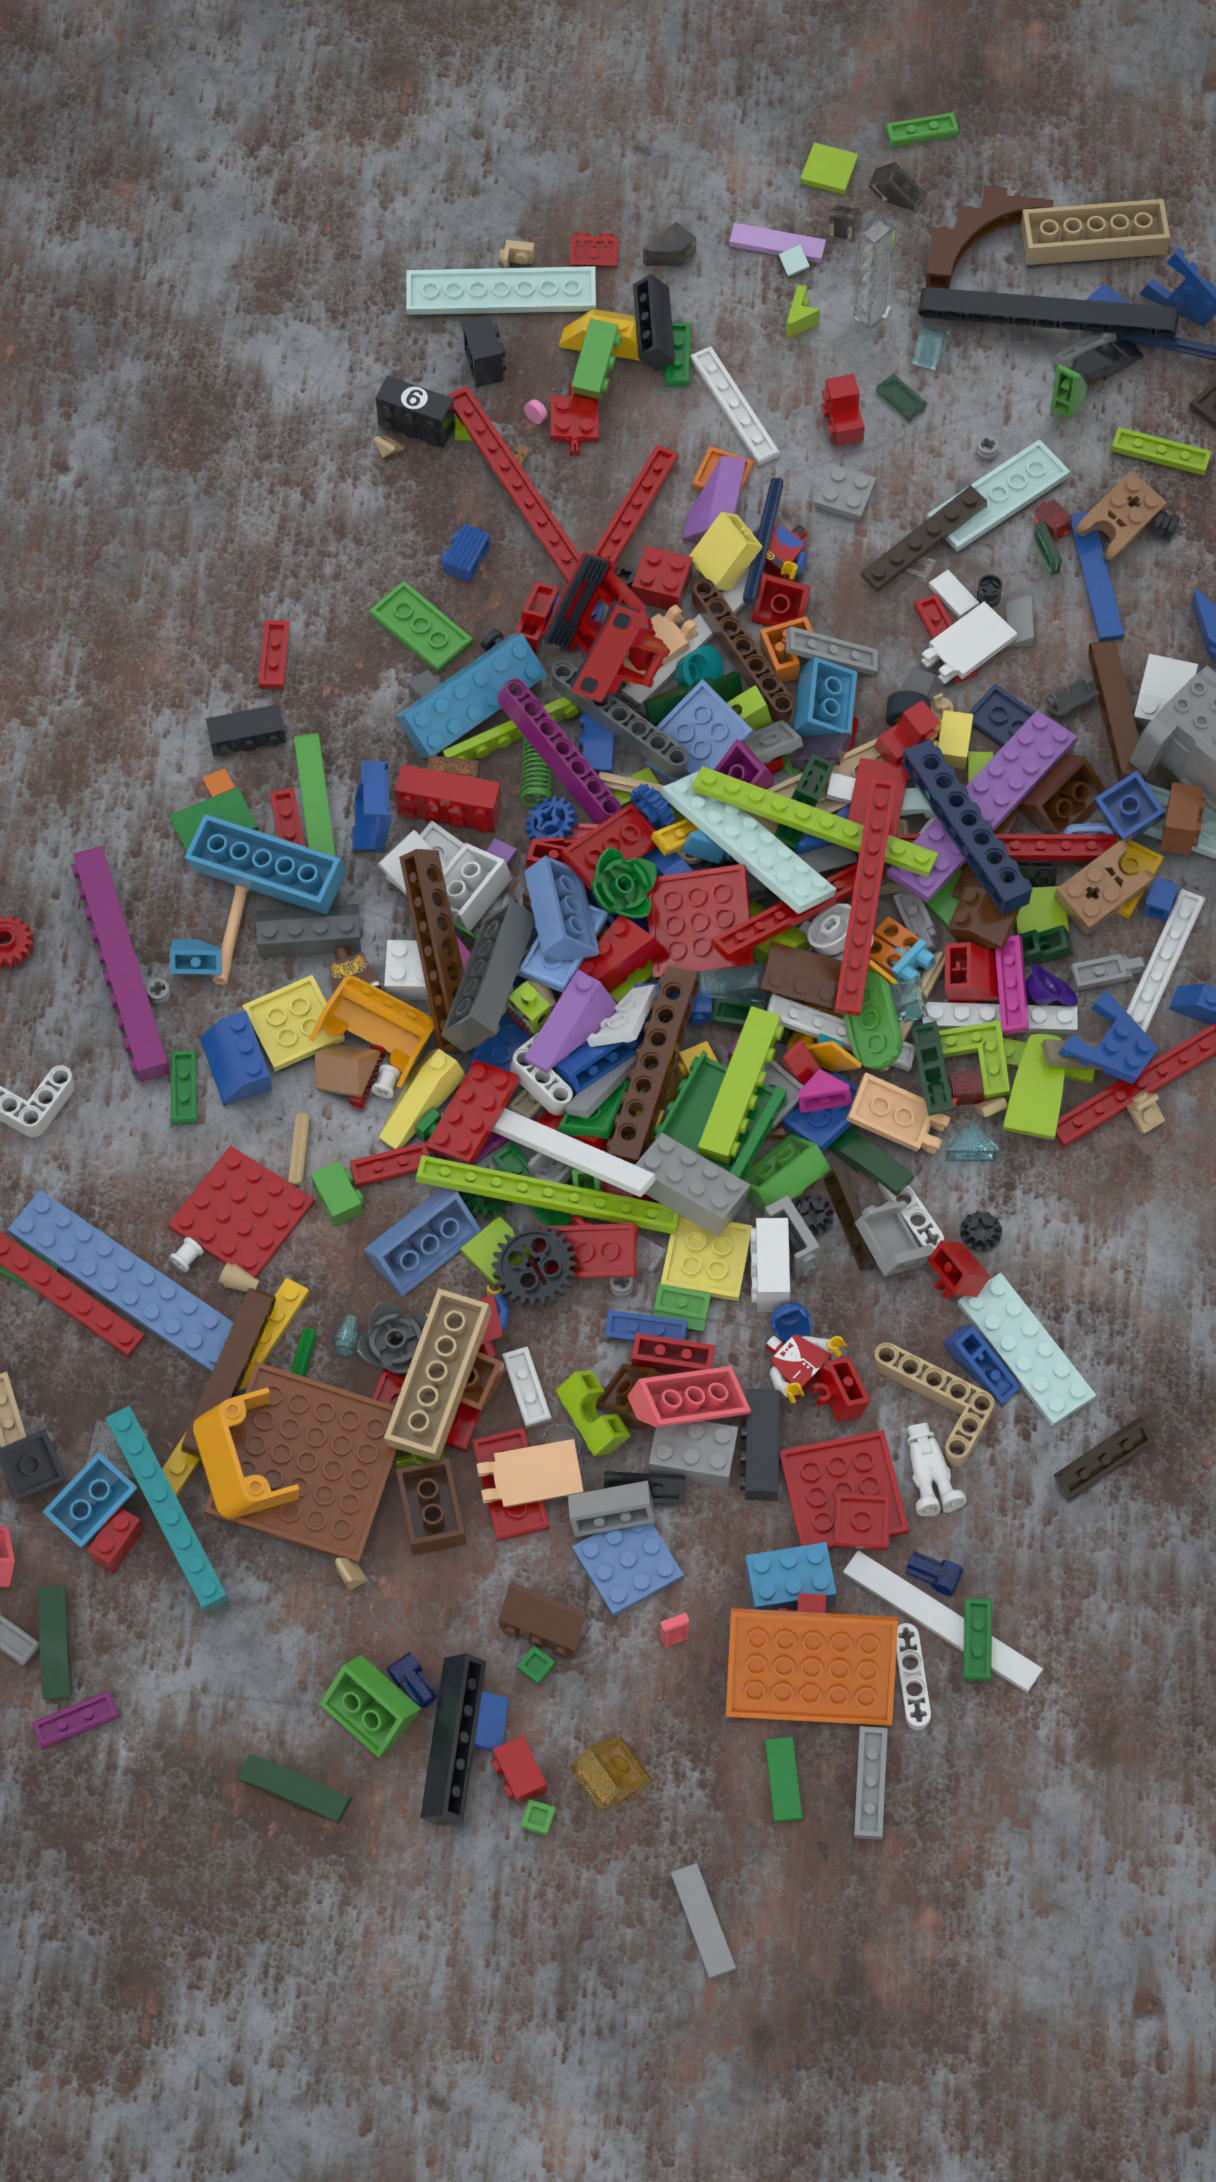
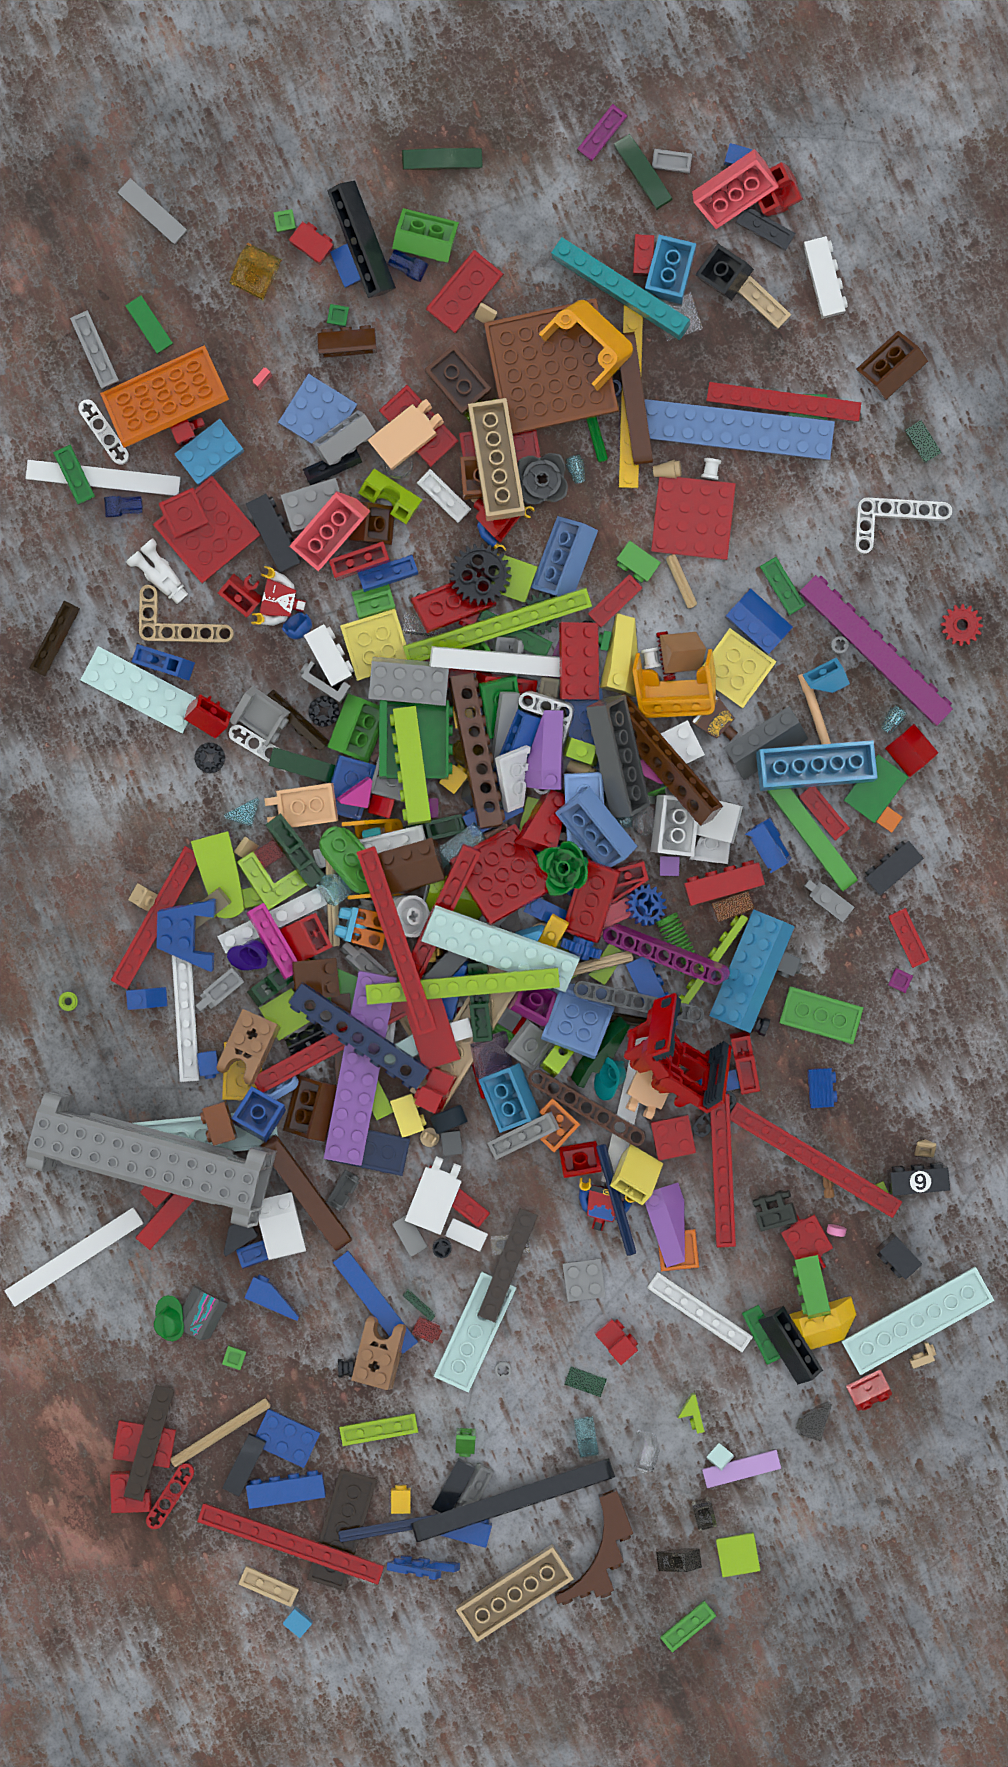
camera: 155 degrees right, 25 degrees up
(146, 882) = (893, 719): none -> clear light blue cone
(147, 841) = (911, 750): none -> red slope
(310, 620) = (900, 980): none -> magenta tile
(338, 734) = (829, 900): none -> light grey hinge
(361, 1615) = (464, 291): none -> red tile
(593, 451) = (777, 1216): none -> pearl dark grey plate
(1173, 373) = (400, 1500): none -> yellow brick

